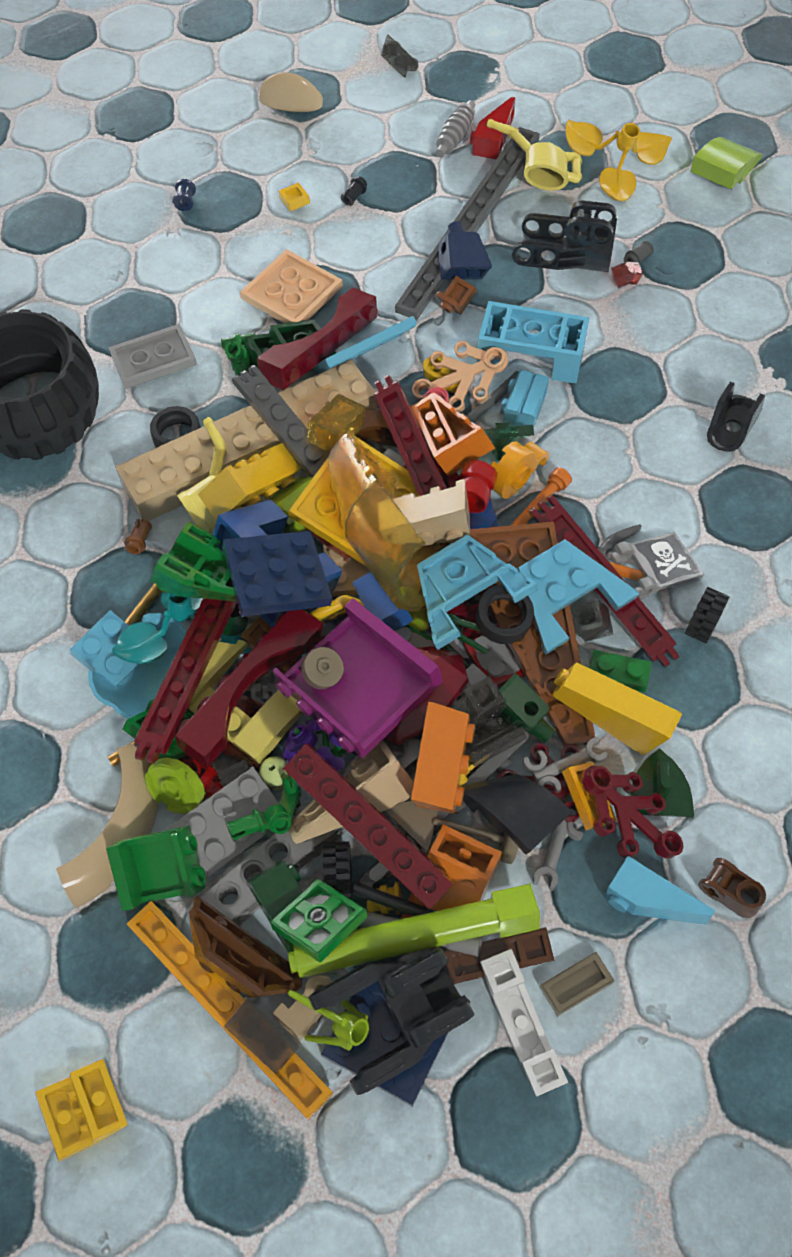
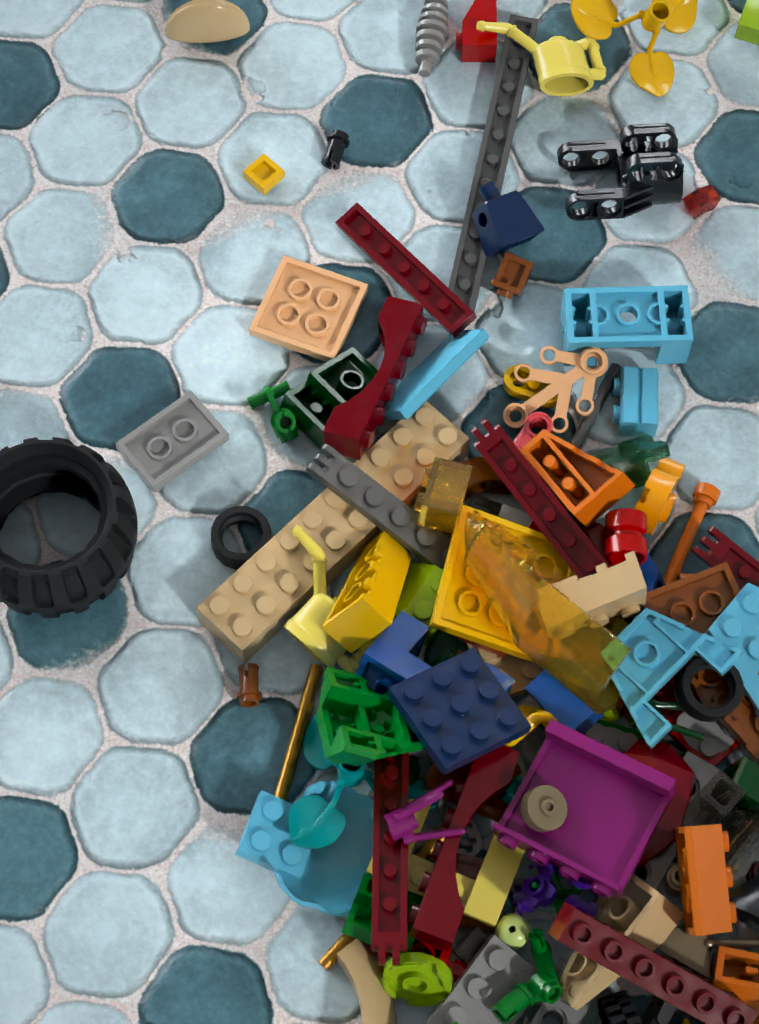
camera: 20 degrees left, 5 degrees up
(182, 194) = (123, 200): dark blue bush -> none
(199, 648) = (403, 821): none -> magenta plant
(375, 275) = (406, 270): none -> dark red plate
(639, 253) = (704, 174): dark grey pin -> none

